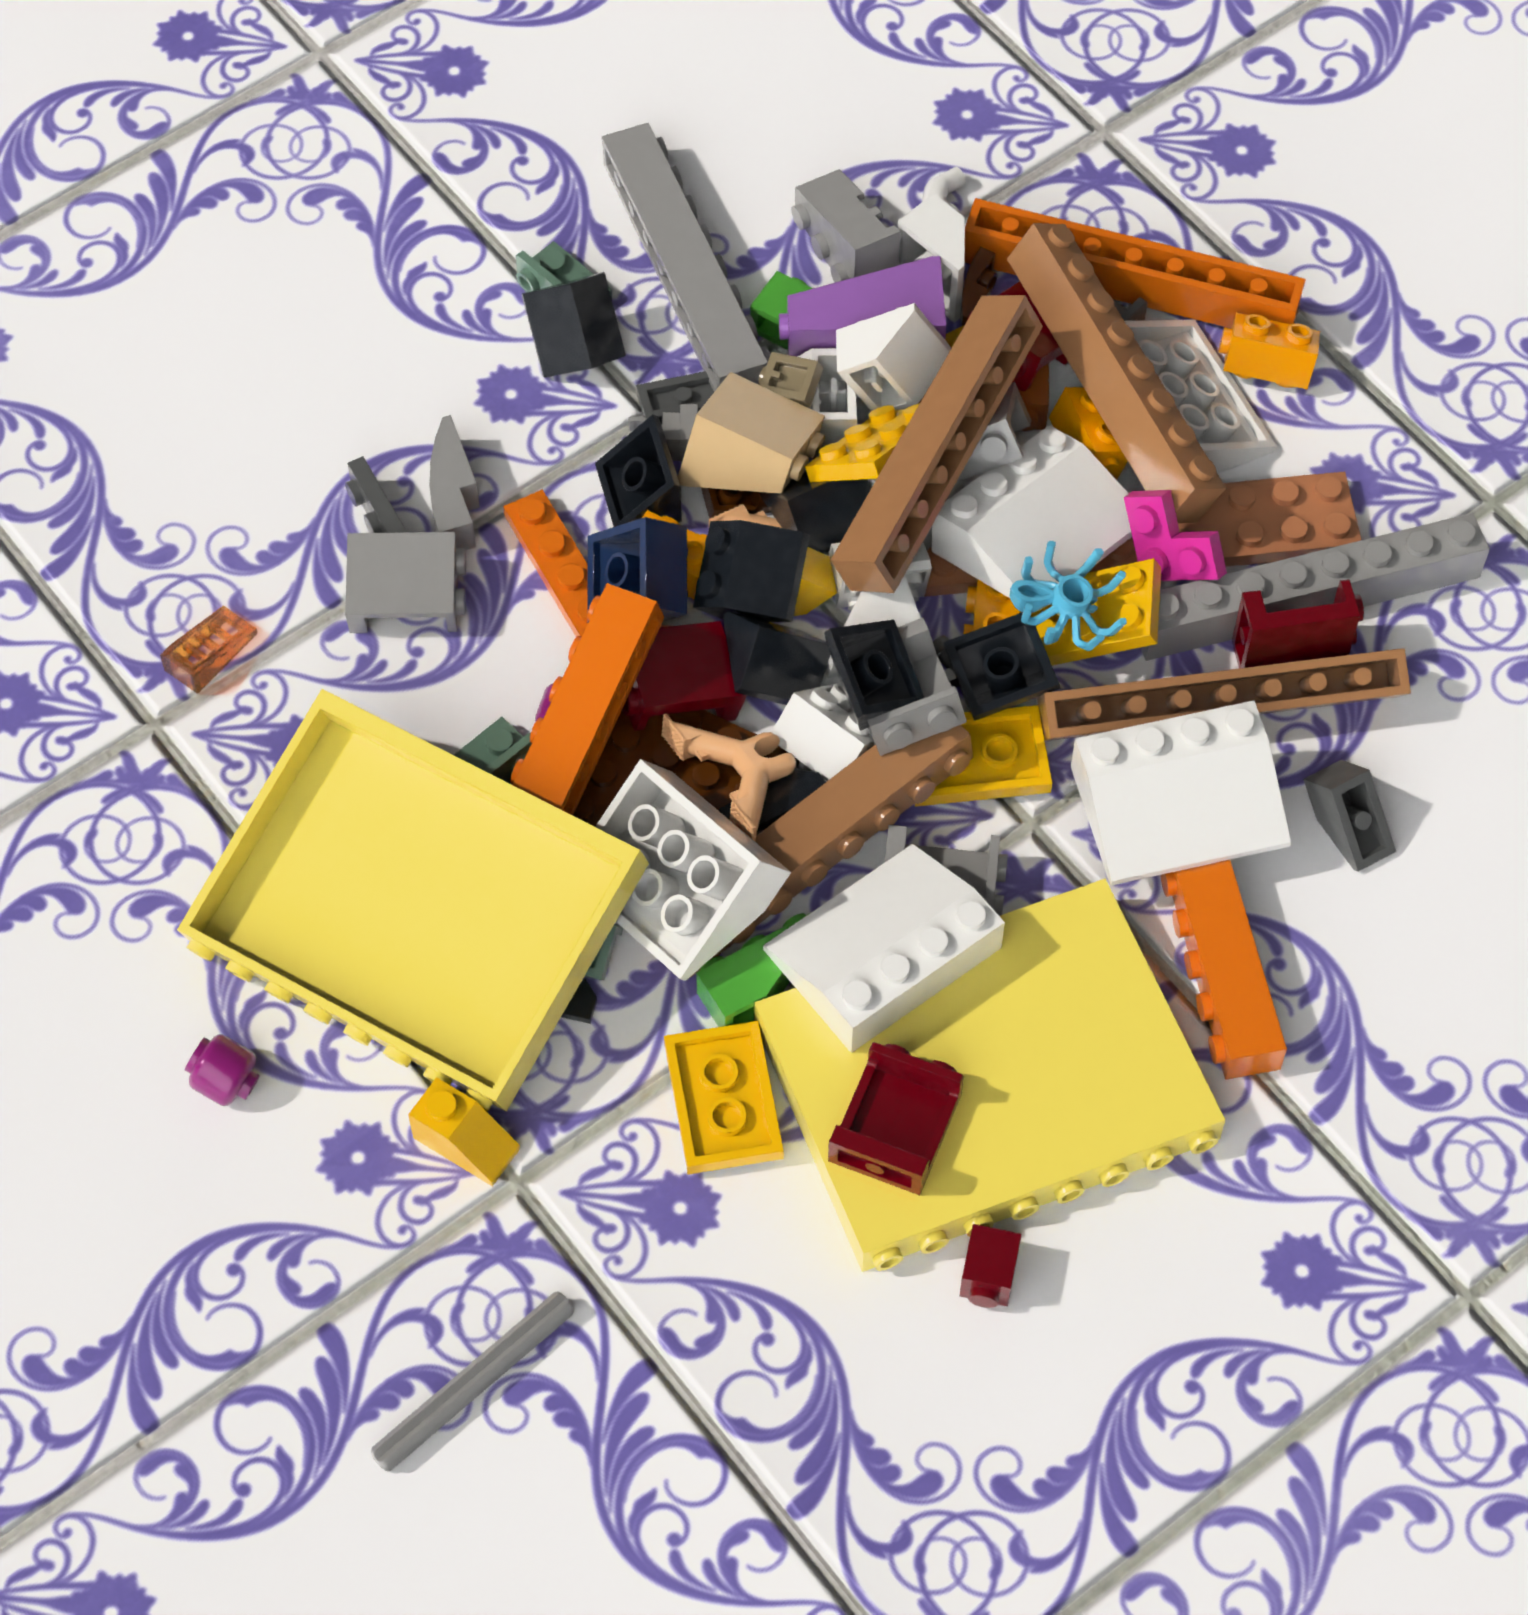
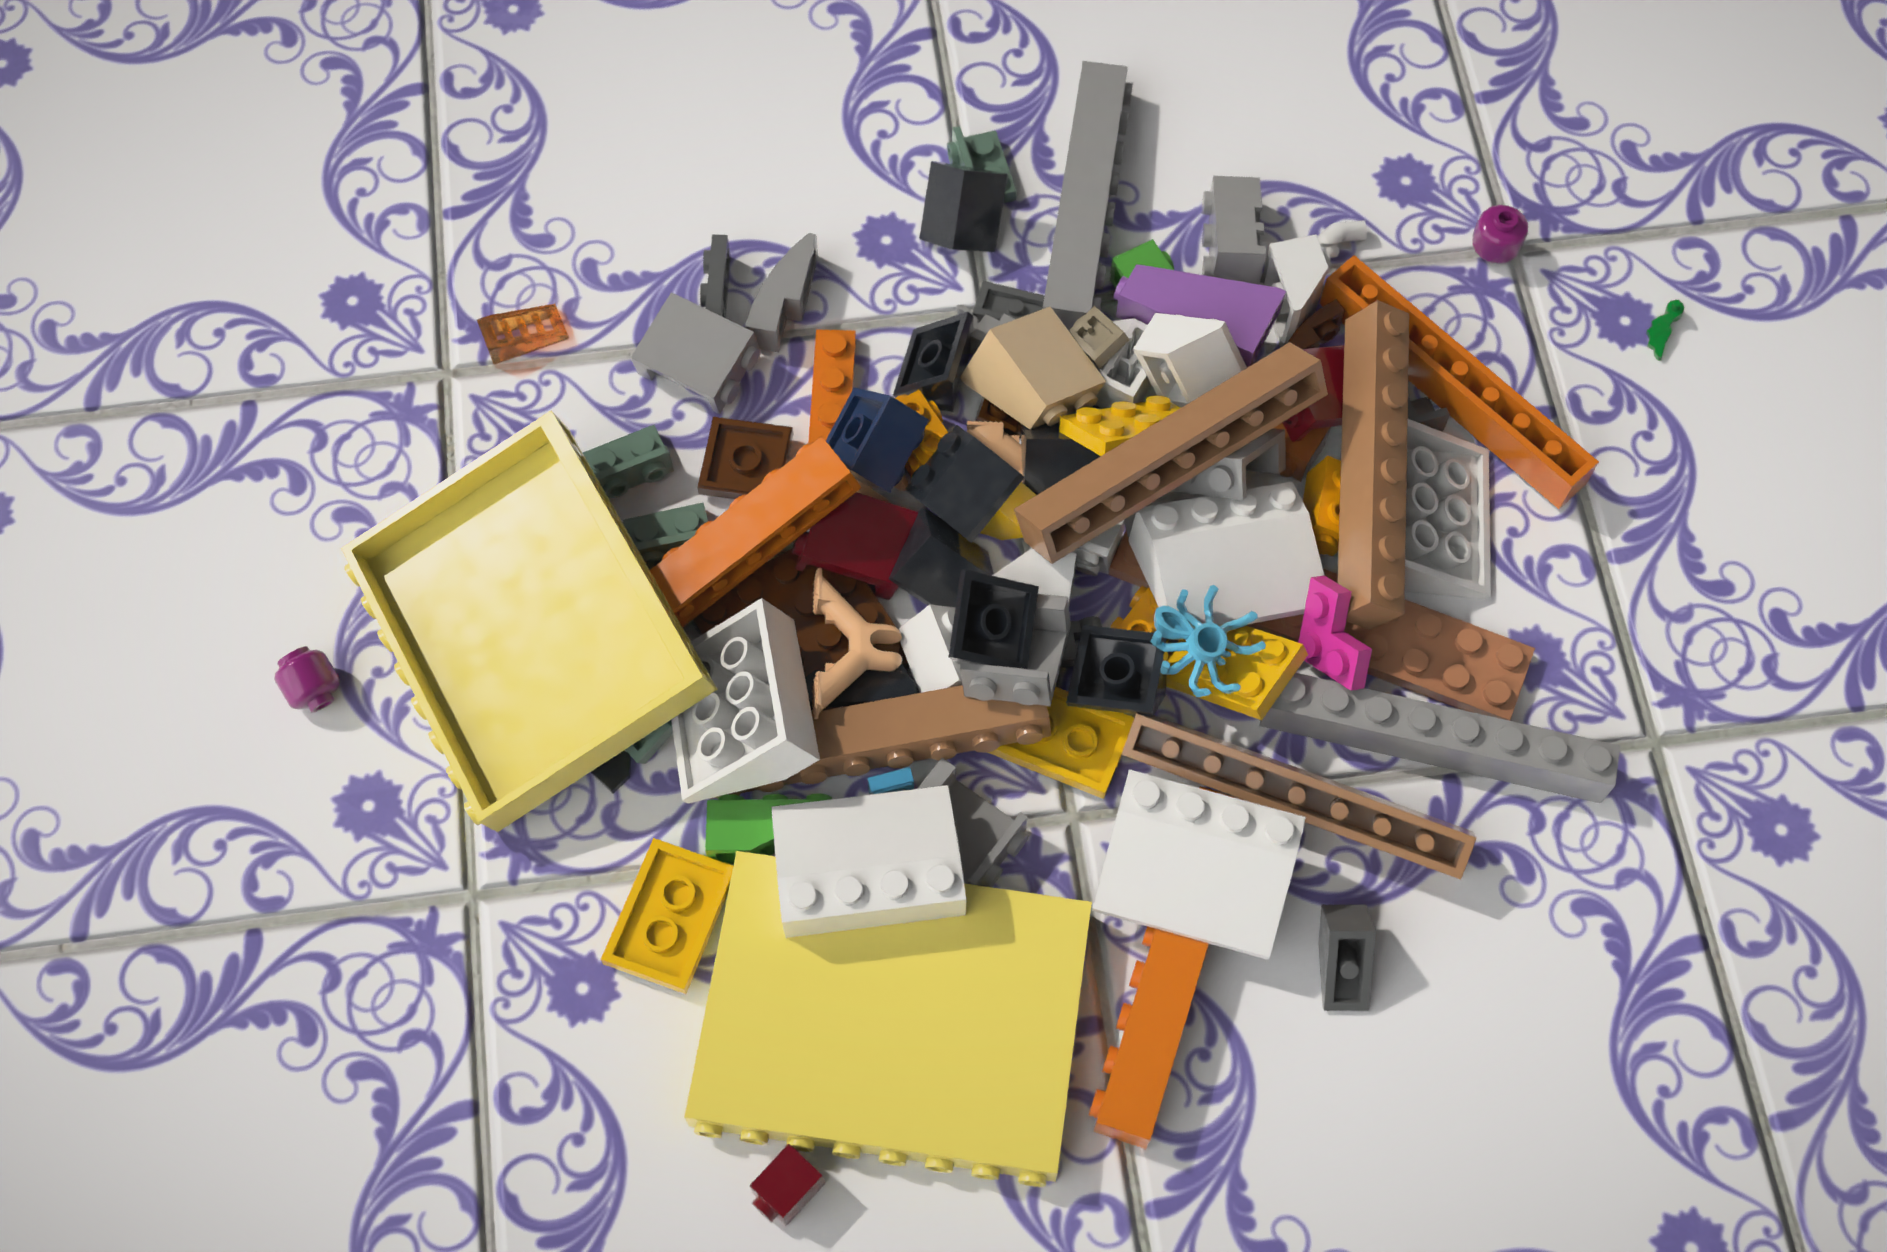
camera: 30 degrees right, 5 degrees up
(411, 703) = (630, 461): none -> sand green bracket
(462, 1132) = (450, 831): yellow slope -> none
(472, 1381) = (328, 1041): light grey axle -> none
(514, 657) = (741, 456): none -> reddish brown plate
(853, 871) = (891, 782): none -> dark azure tile
(897, 1118) = (780, 1018): dark red panel -> none
(1088, 121) = (1500, 234): none -> magenta head
(1270, 350) = (1532, 509): light orange brick -> none
(1277, 140) = (1661, 327): none -> green piece
(1296, 633) = (1396, 775): dark red panel -> none

